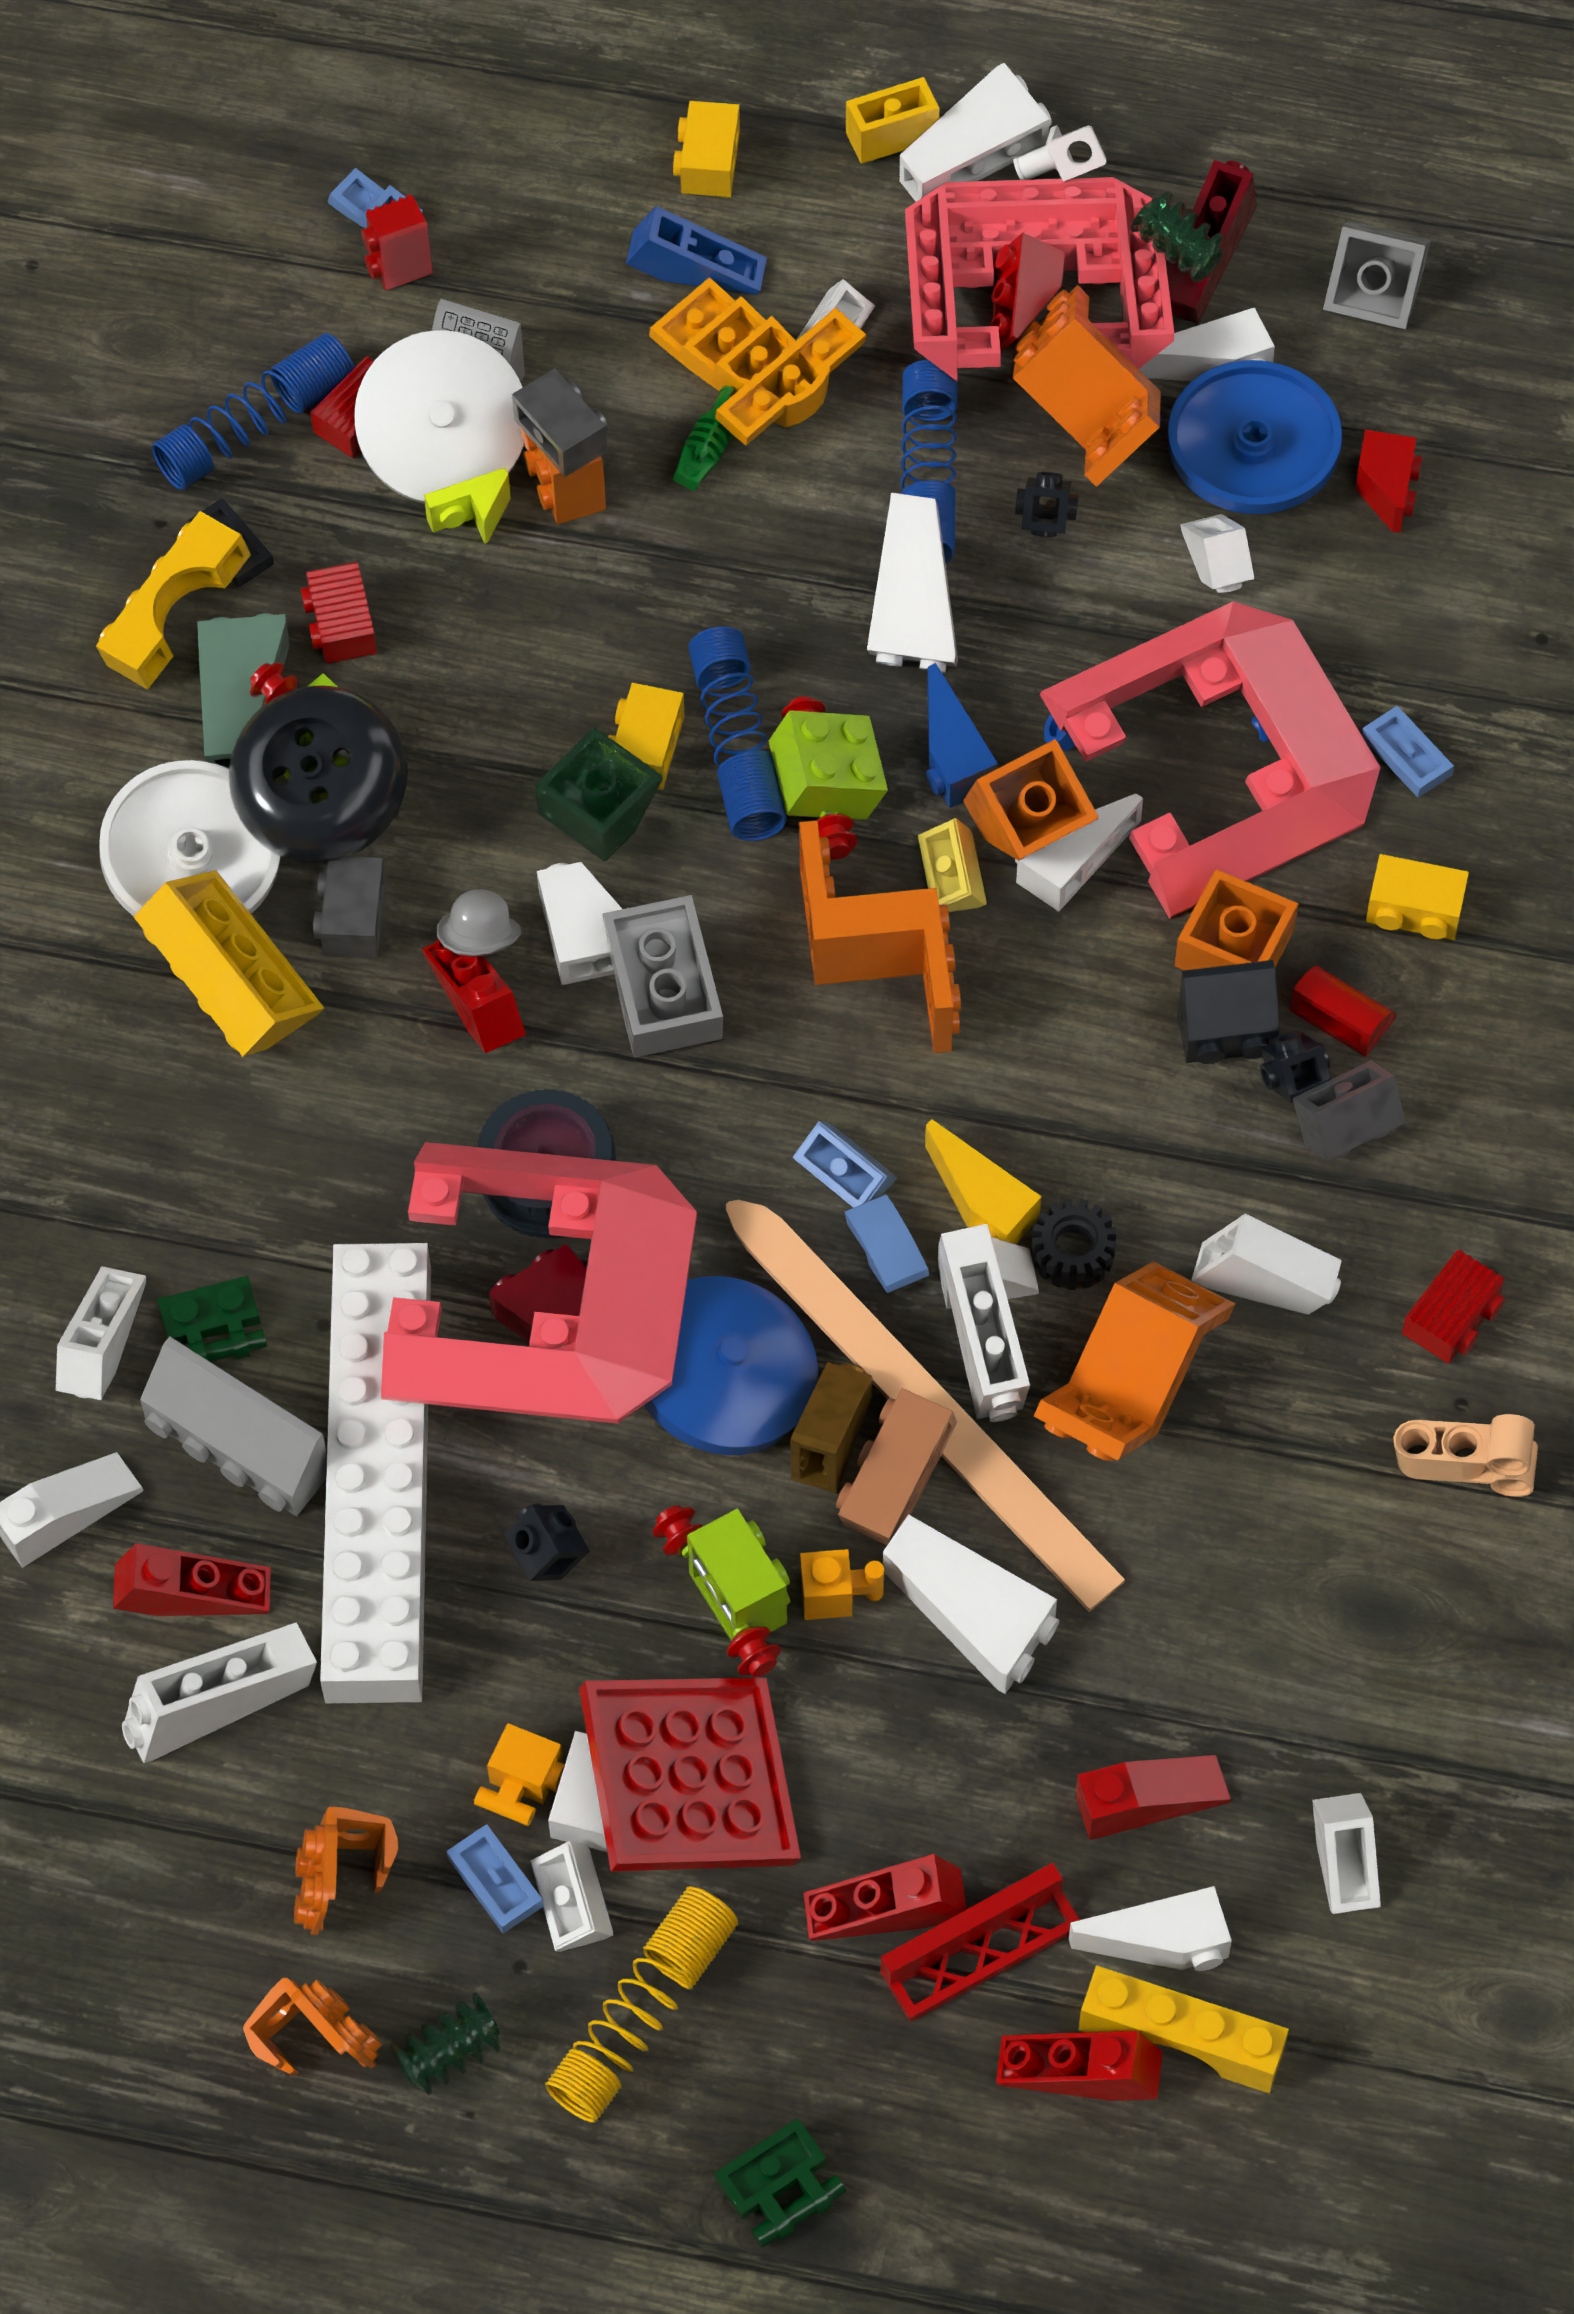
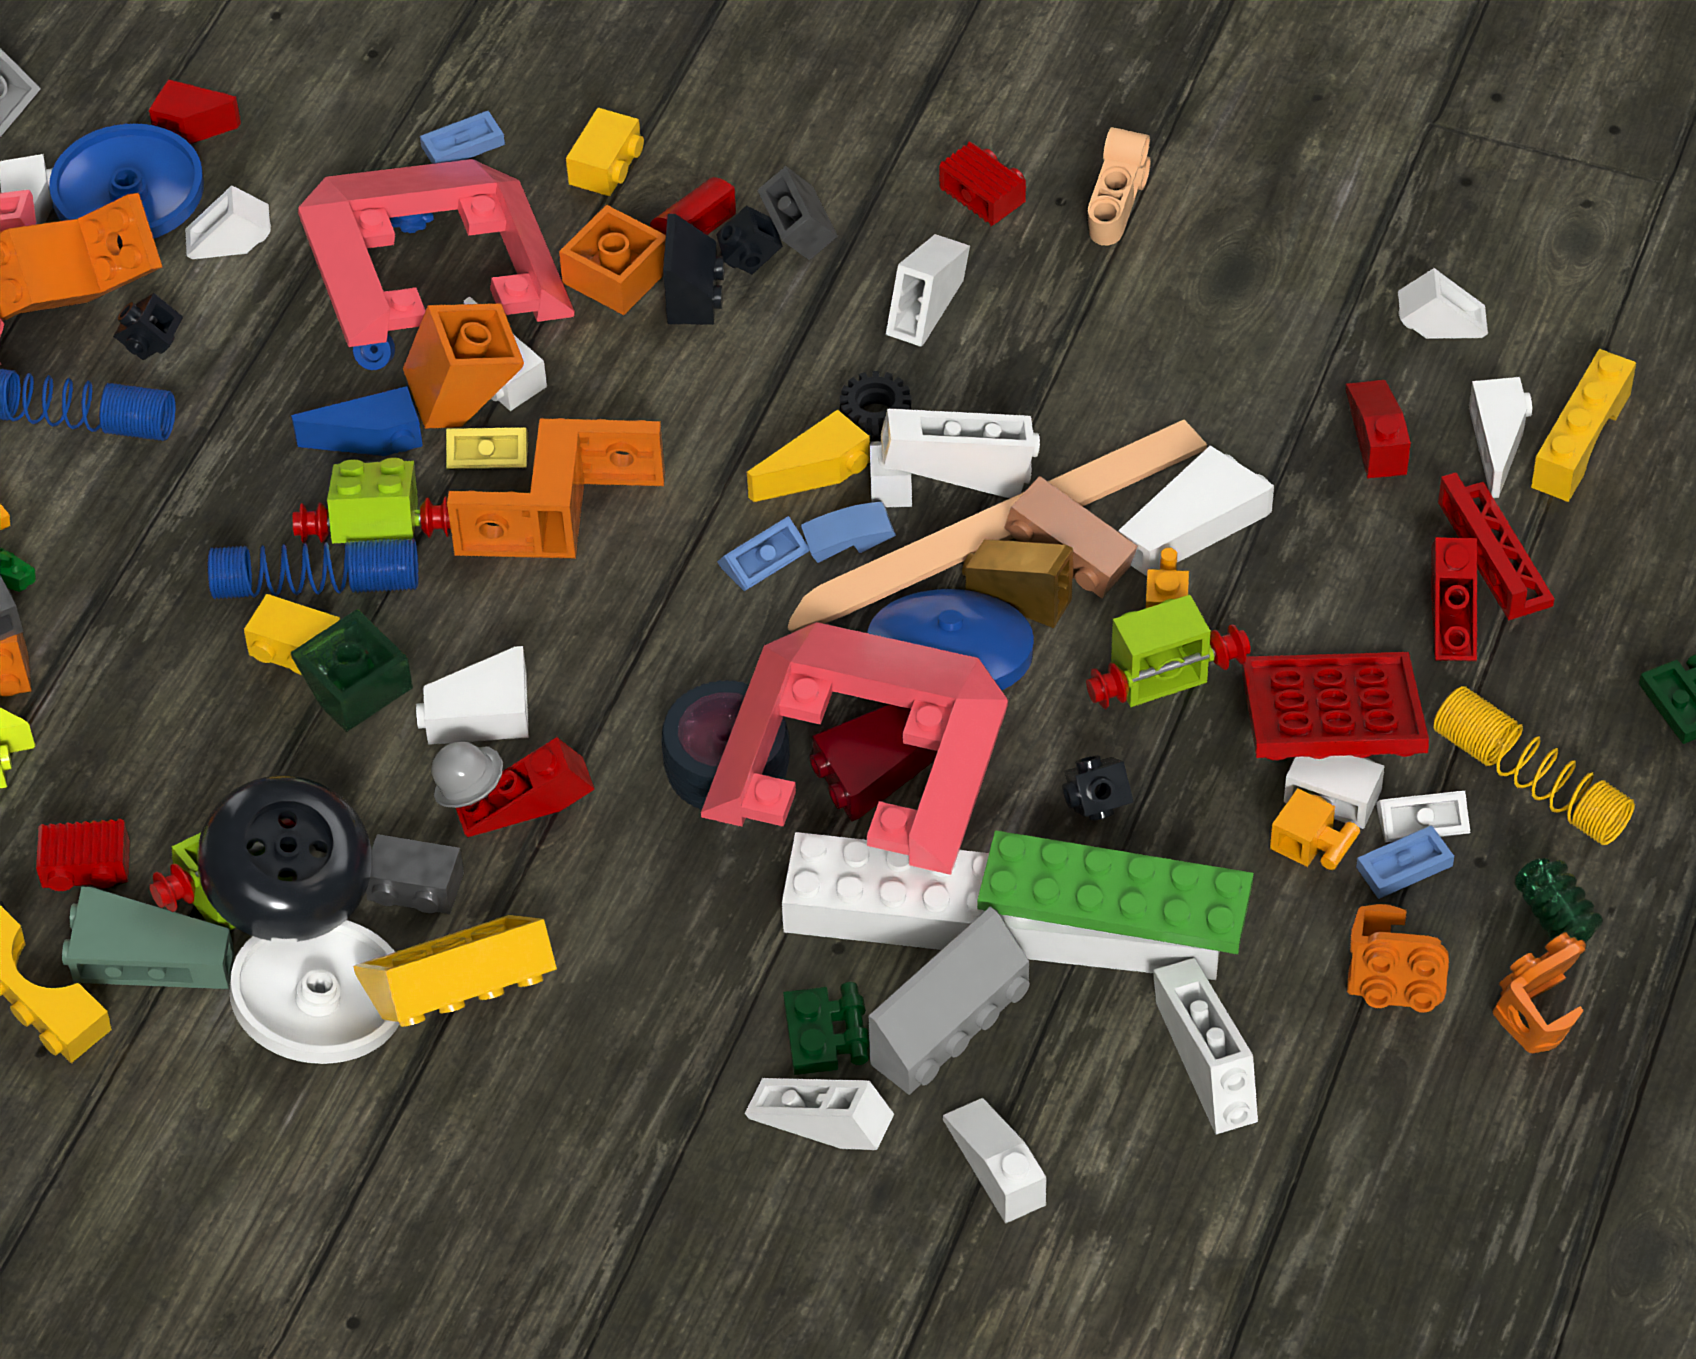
camera: 80 degrees left, 10 degrees down
(188, 1584) = (1092, 1064): red slope -> none
(372, 1564) = (1116, 892): none -> bright green plate
(663, 976) = (560, 638): light grey slope -> none
(912, 591) = (211, 417): white slope -> none
(1082, 2064) = (1606, 493): red slope -> none
(1134, 1361) = (1008, 362): orange bracket -> none

